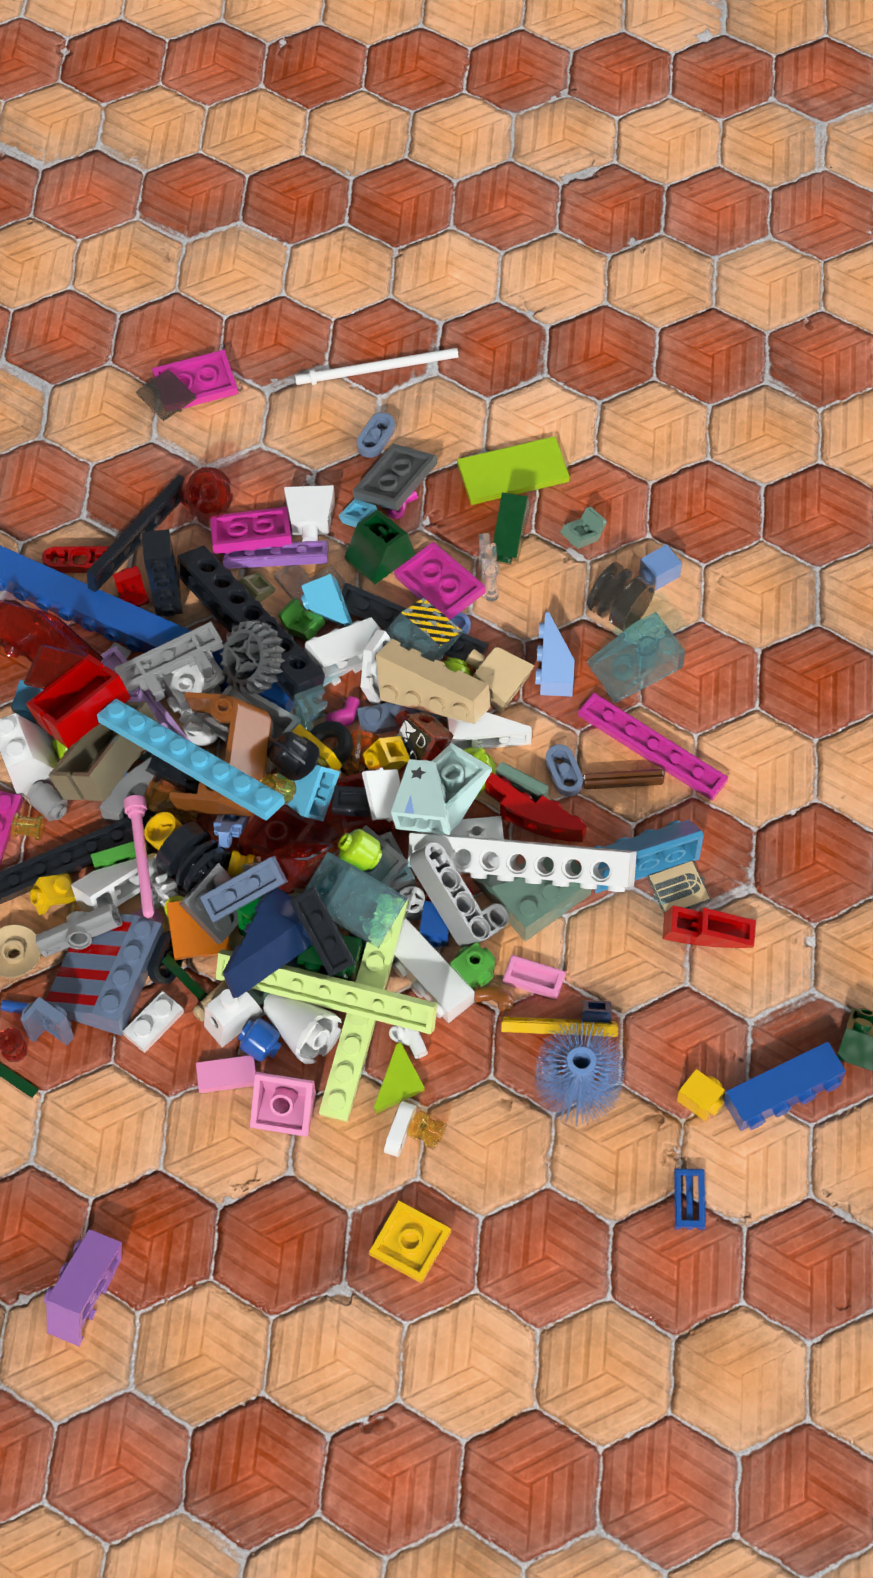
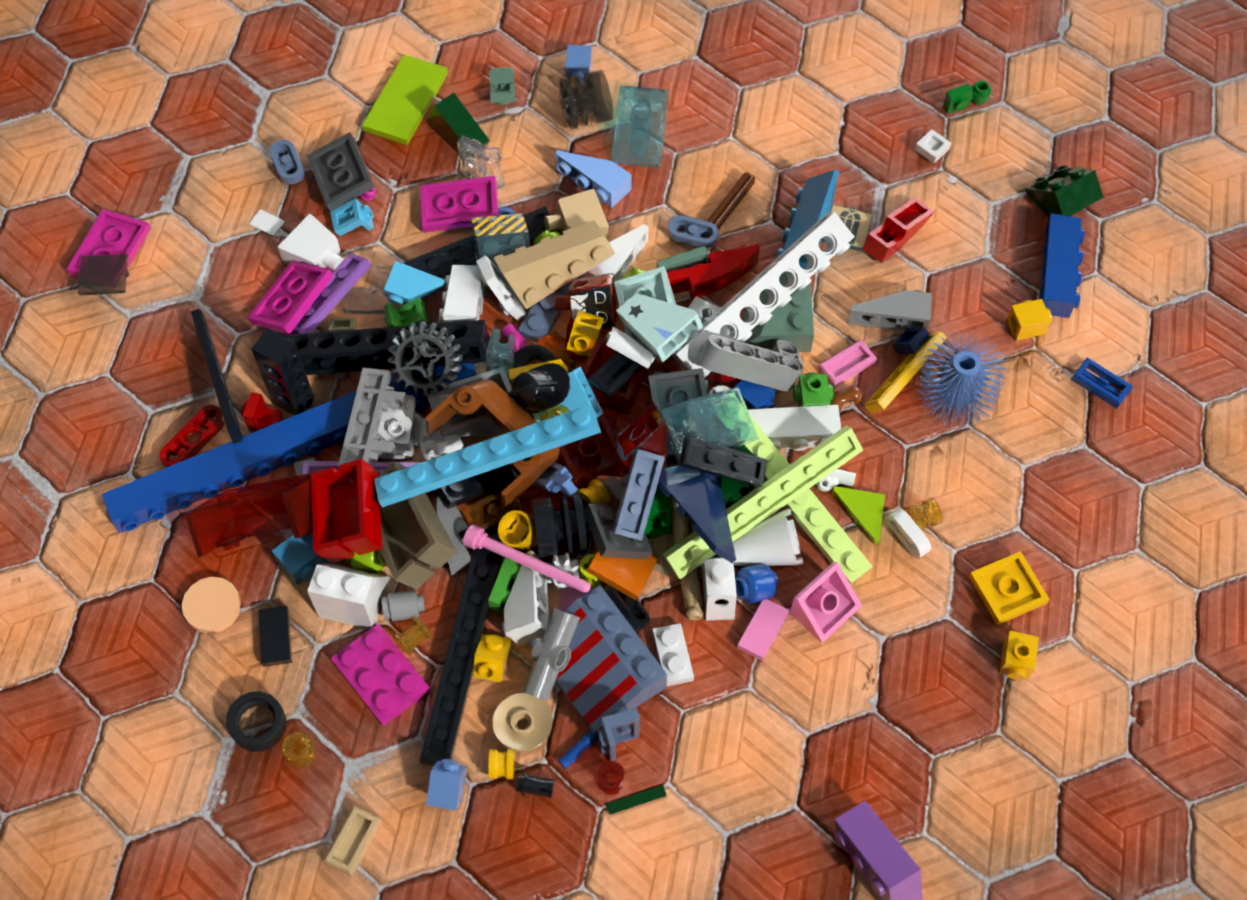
camera: 55 degrees left, 0 degrees up
(184, 977) = (655, 604): dark green piece -> none
(206, 493) = (227, 304): clear red cylinder -> none
(312, 464) = (266, 222): none -> white sticker
(314, 377) = (189, 168): white bar -> none
(348, 1288) = (1019, 655): none -> yellow brick
(360, 849) = (673, 389): lime head -> none
(378, 547) = (393, 220): dark green slope -> none
(618, 982) = (894, 311): none -> light grey slope
(653, 746) = (717, 167): dark pink tile -> none
(827, 900) = (933, 146): none -> white plate

